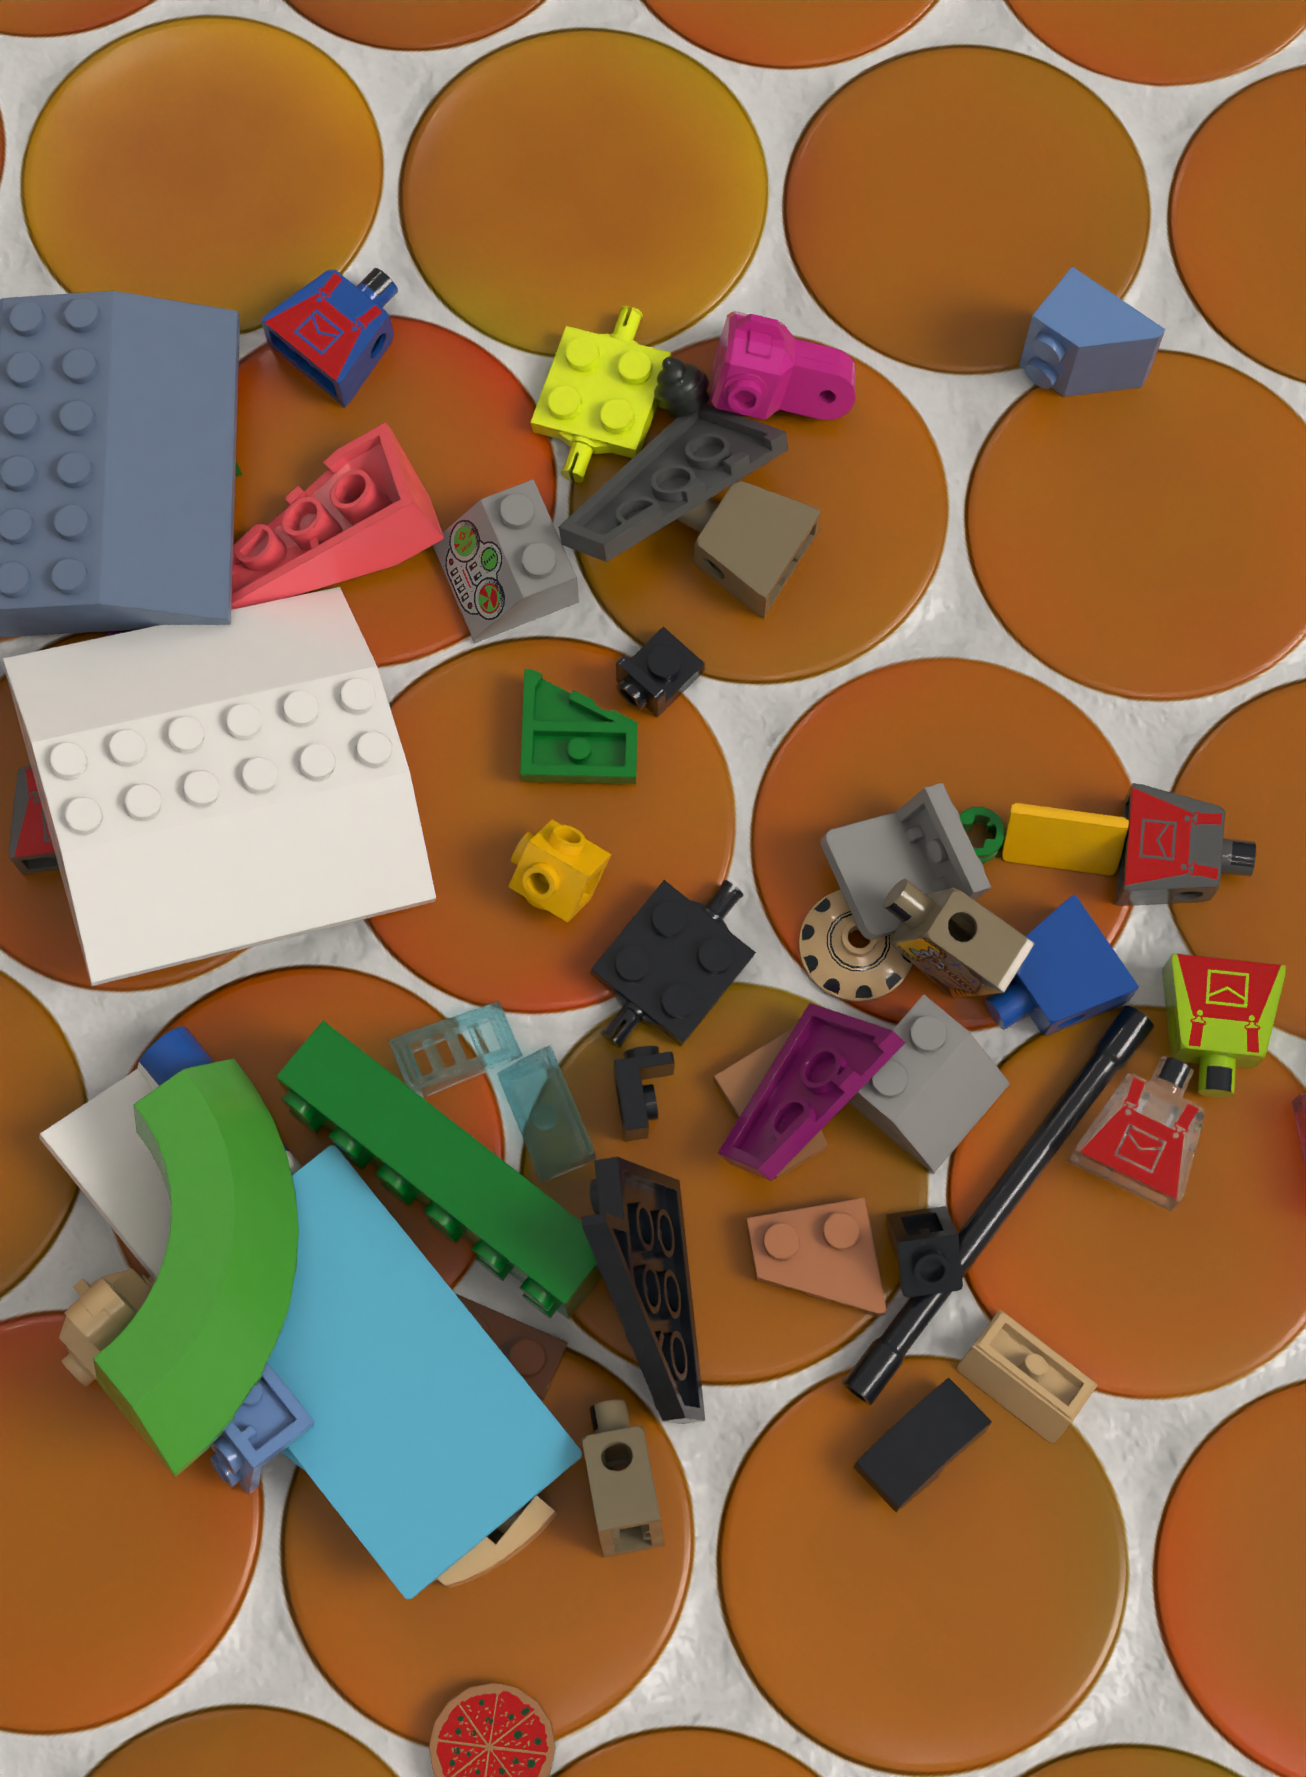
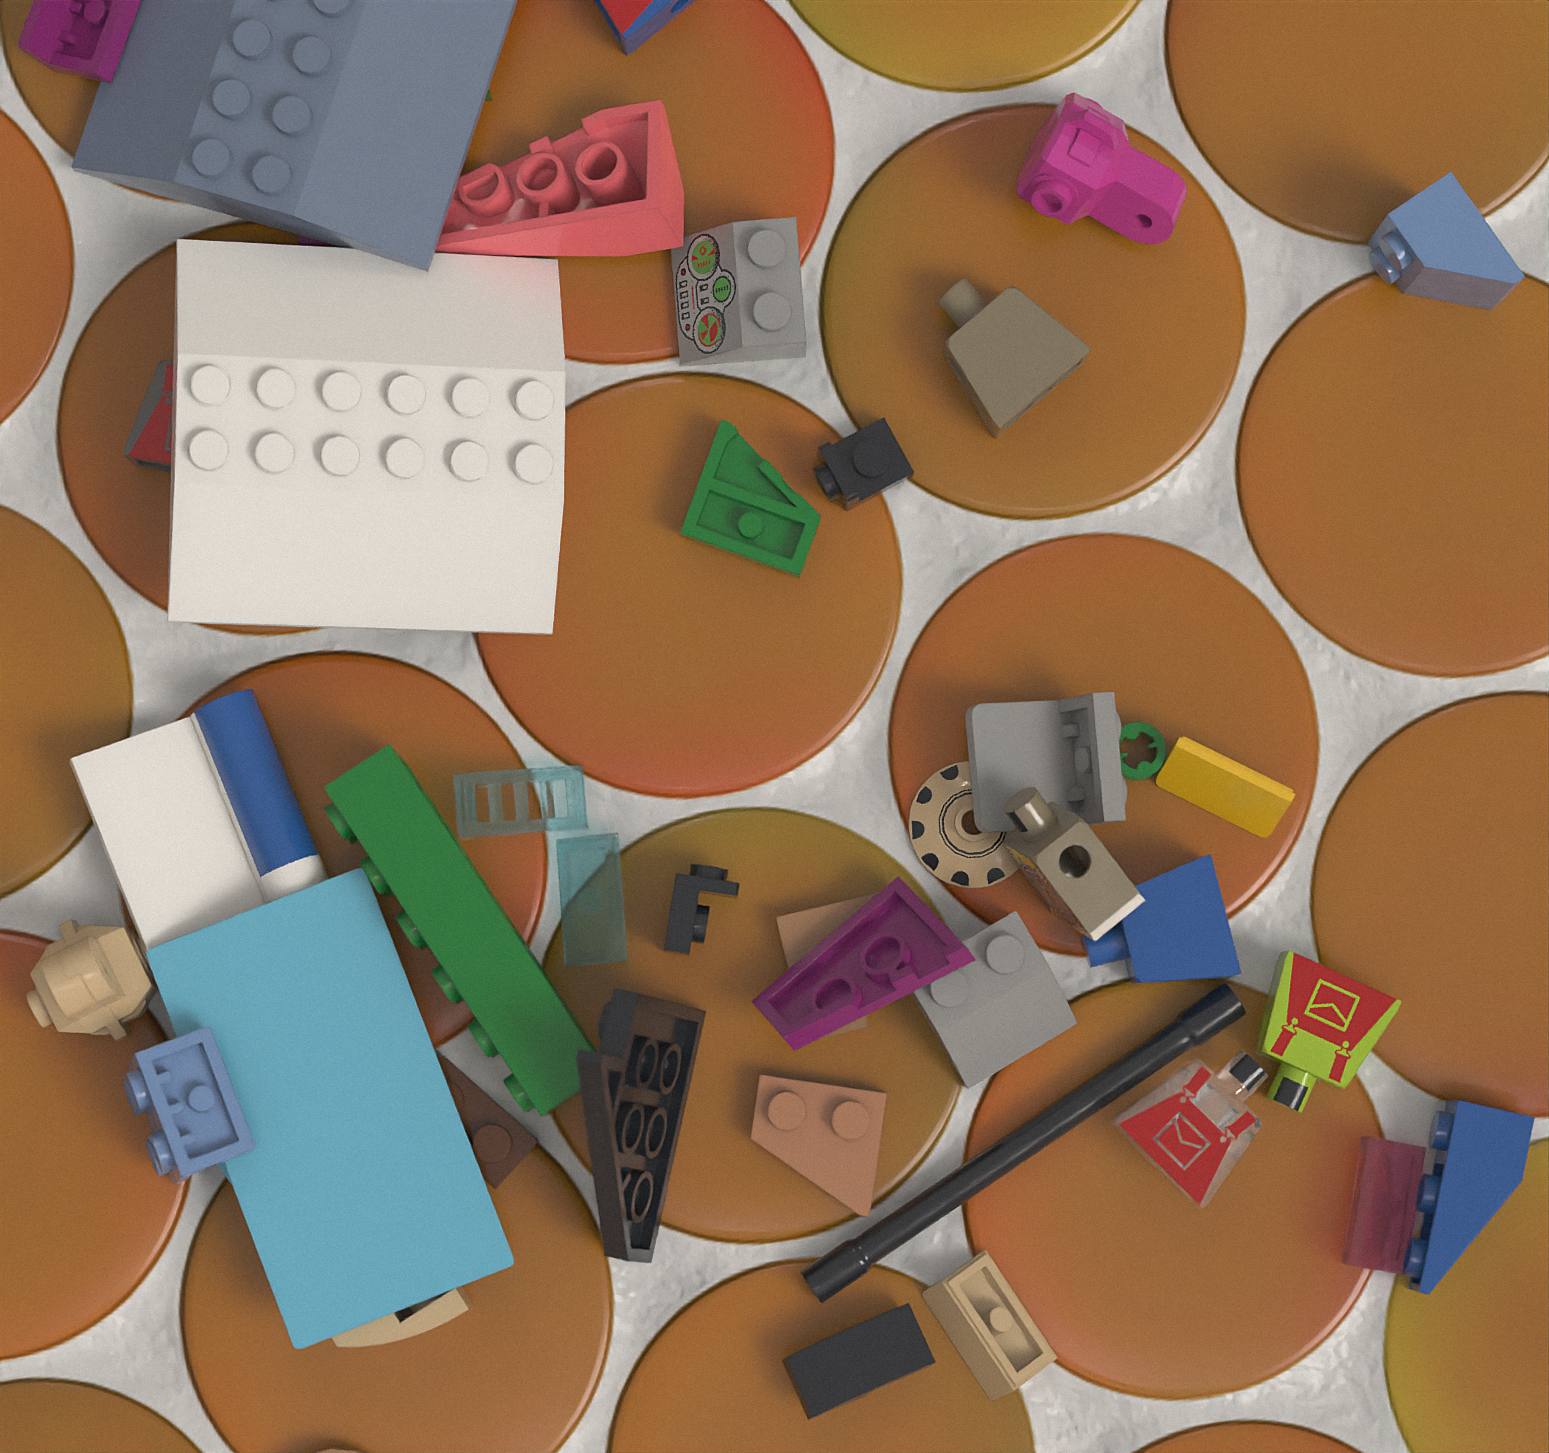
camera: 15 degrees right, 10 degrees up
(225, 1266) = (217, 962): bright green brick -> none
(557, 869) = (685, 649): yellow brick -> none
(600, 393) = (905, 131): neon yellow plate -> none
(622, 1499) = (538, 1327): dark tan torso -> none
(669, 478) = (943, 260): dark grey wing -> none
(672, 963) = (773, 783): black plate -> none
(681, 388) = (990, 159): pearl dark grey plate -> none
(926, 1251) = (929, 1169): black bracket -> none
(1175, 849) = (1336, 836): torso -> none

